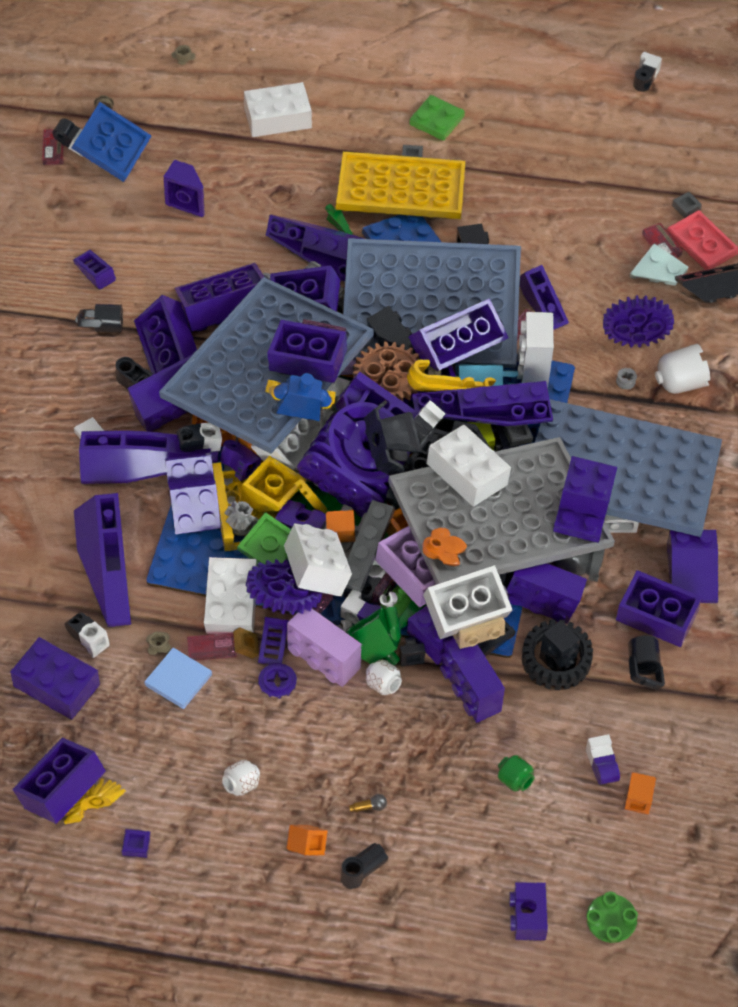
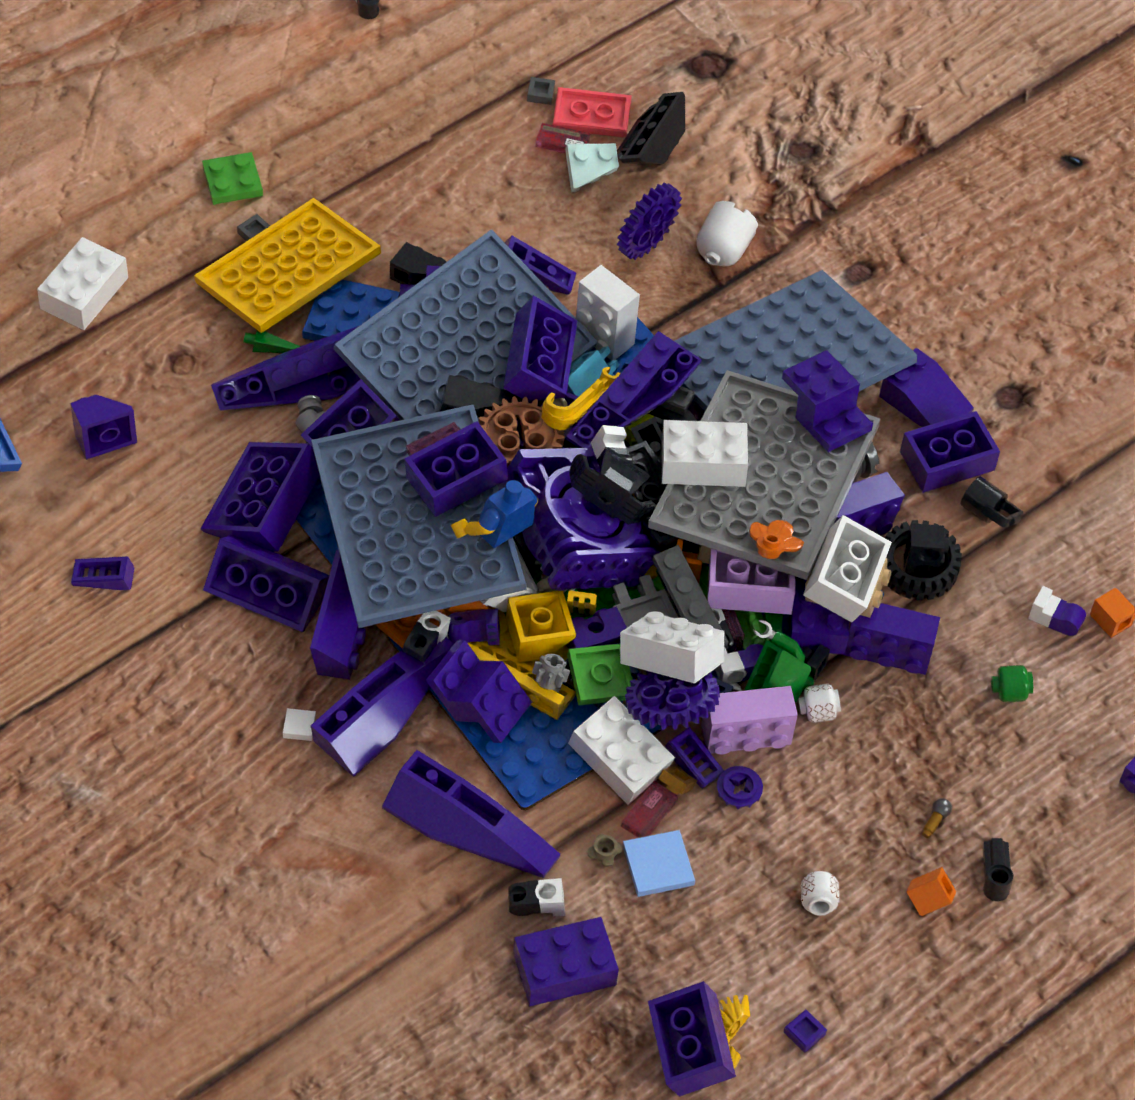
camera: 50 degrees left, 0 degrees up
(106, 318) = (180, 609): black piece -> none
(129, 372) = (277, 638): black piece -> none
(342, 523) = (643, 600): orange panel -> none
(624, 383) = (681, 289): light grey bush -> none

